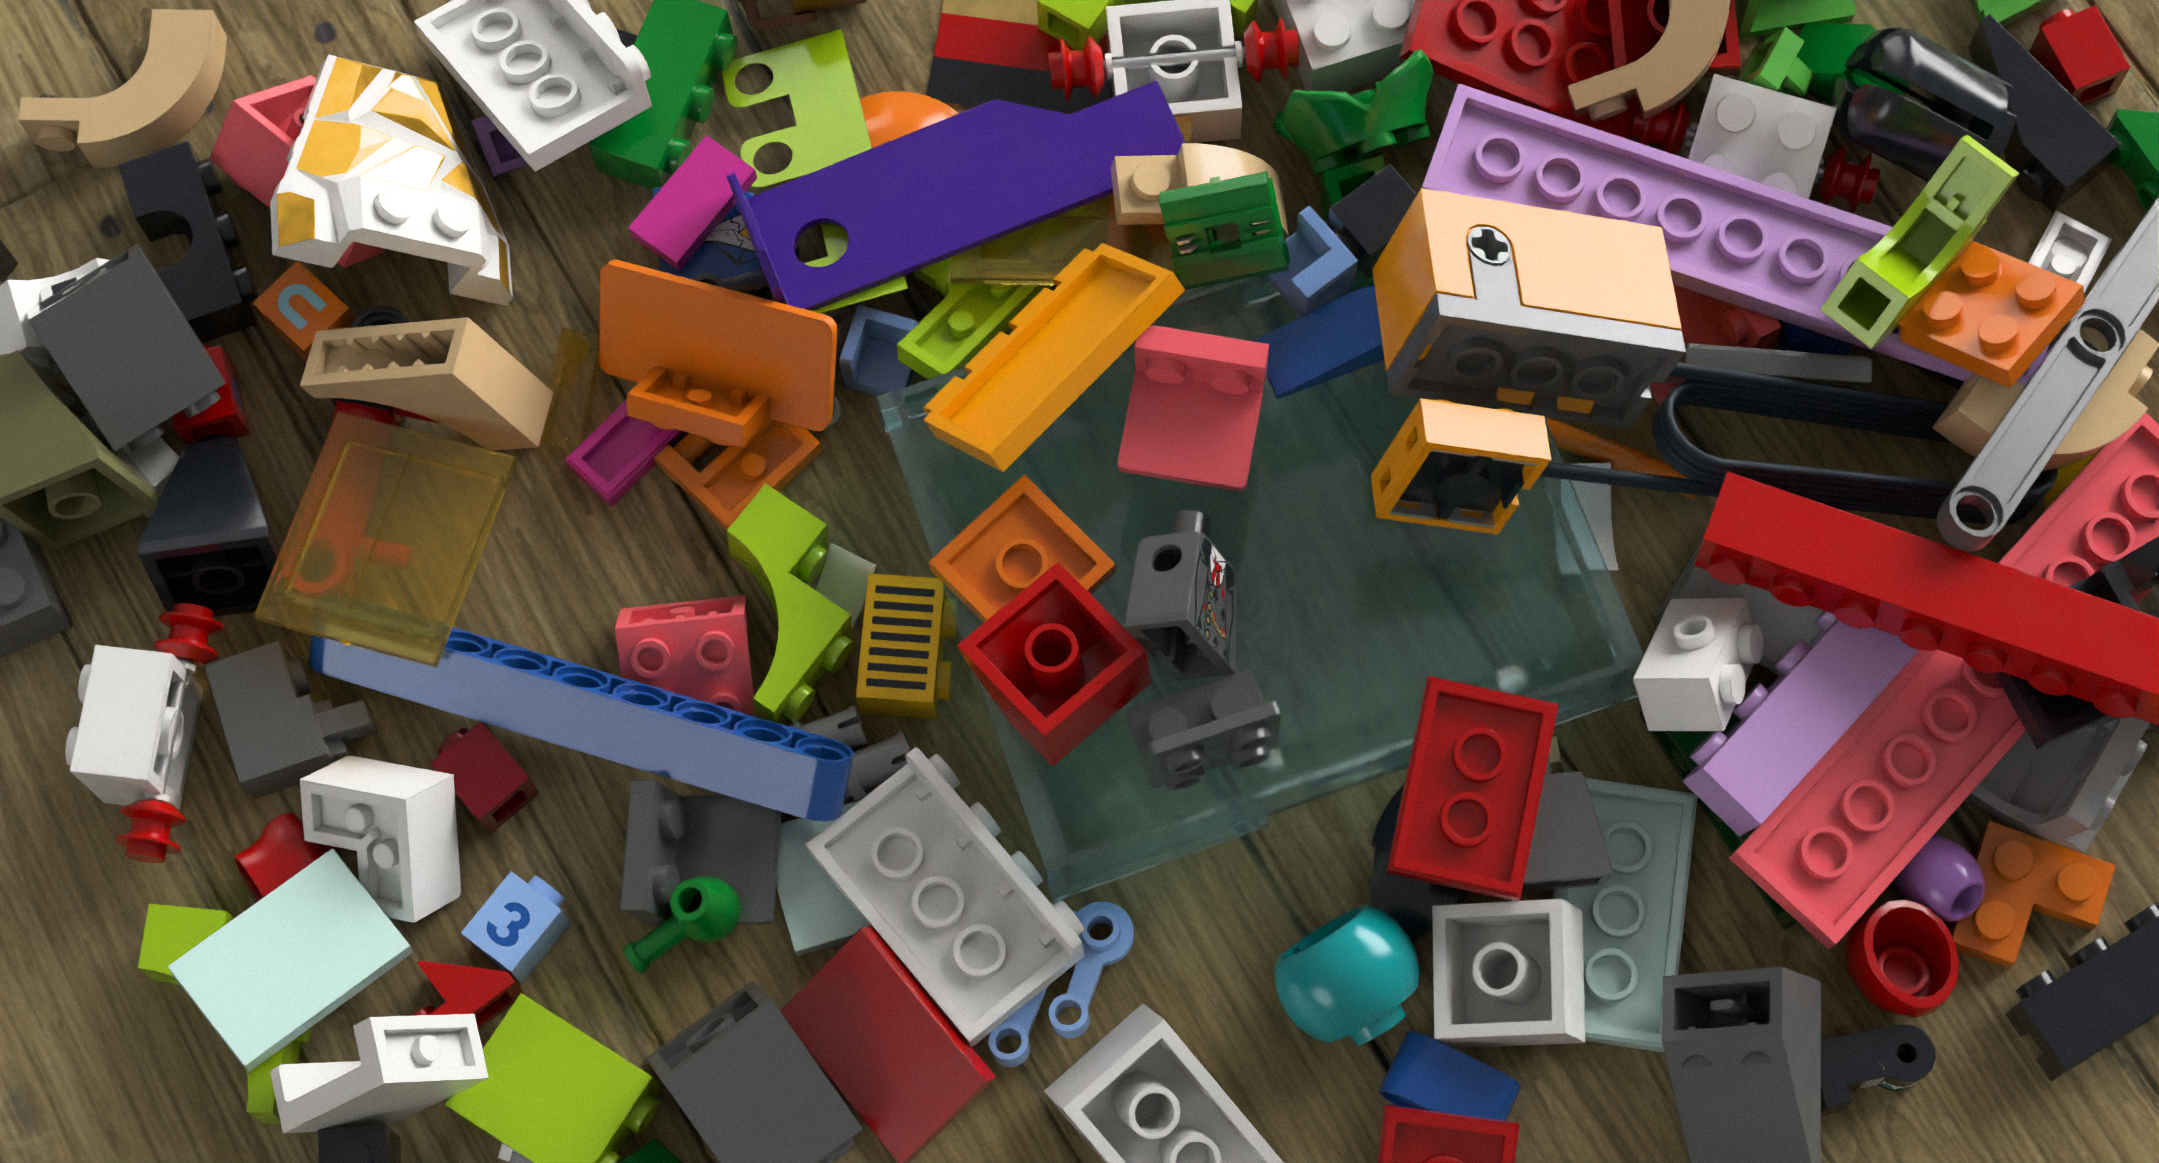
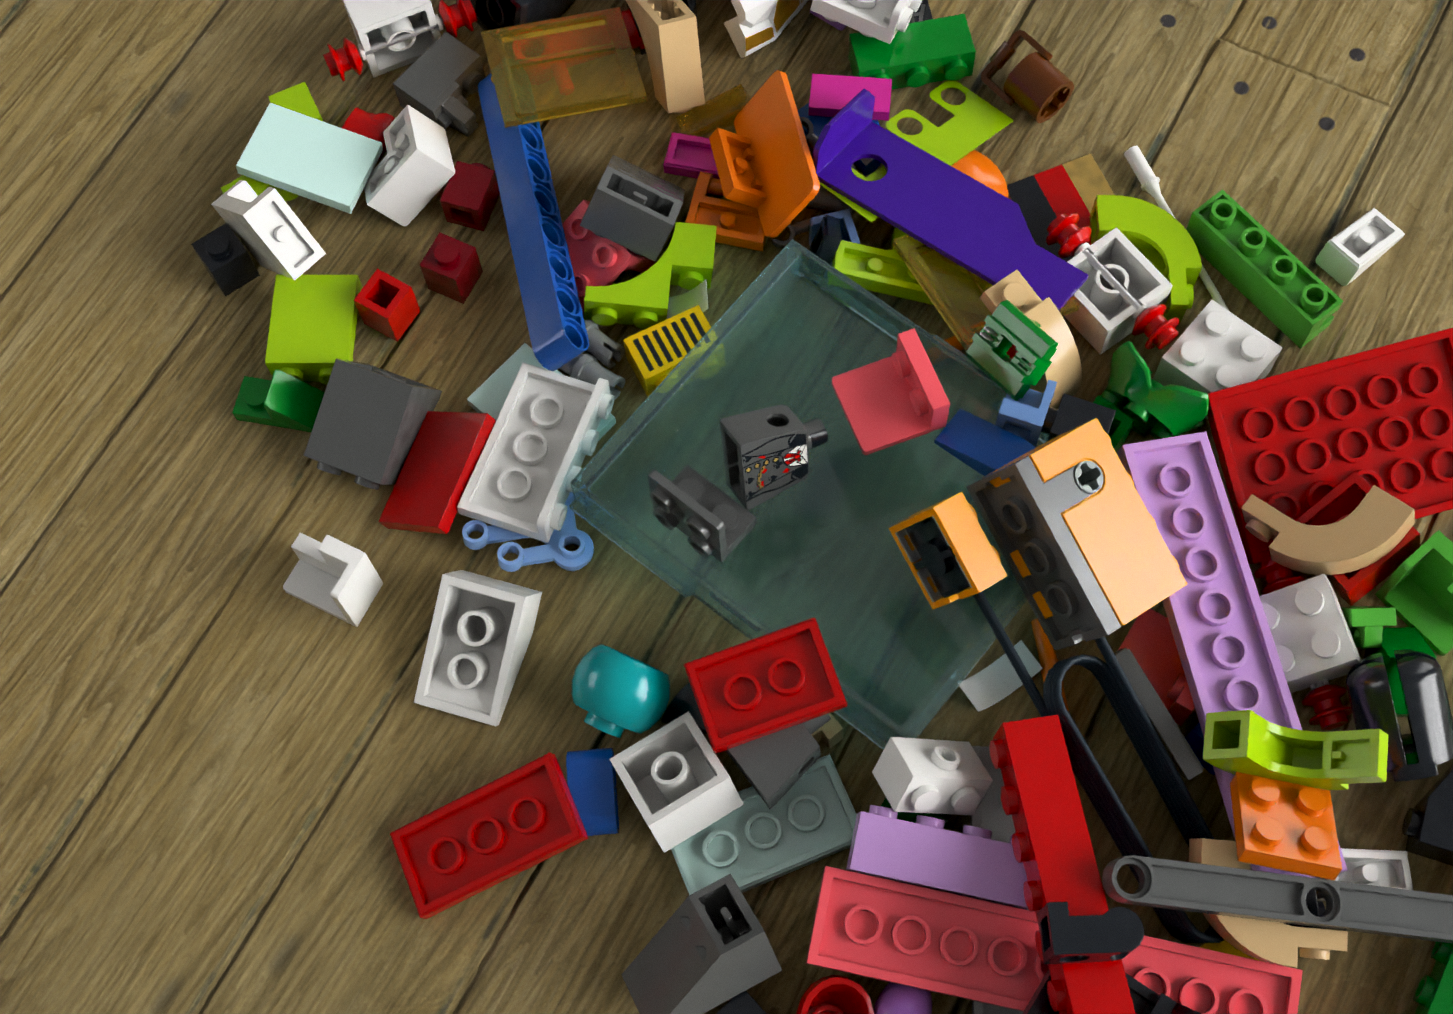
camera: 60 degrees right, 5 degrees down
(470, 990) = (342, 255): red slope -> none
(518, 925) = (397, 254): light blue brick -> none
(583, 863) = (451, 268): none -> dark red brick
(591, 978) = (387, 305): none -> red brick
(675, 565) = (633, 208): none -> dark grey slope
(697, 836) = (483, 315): dark grey bracket -> none
(708, 924) = (455, 332): green bar -> none
(887, 359) = (827, 239): none -> black tile
(1013, 547) = (737, 363): orange plate -> none
(1051, 354) = (868, 300): light orange hinge -> none
(1056, 663) = (683, 407): red slope -> none
(2027, 585) = (1087, 937): none -> black leg

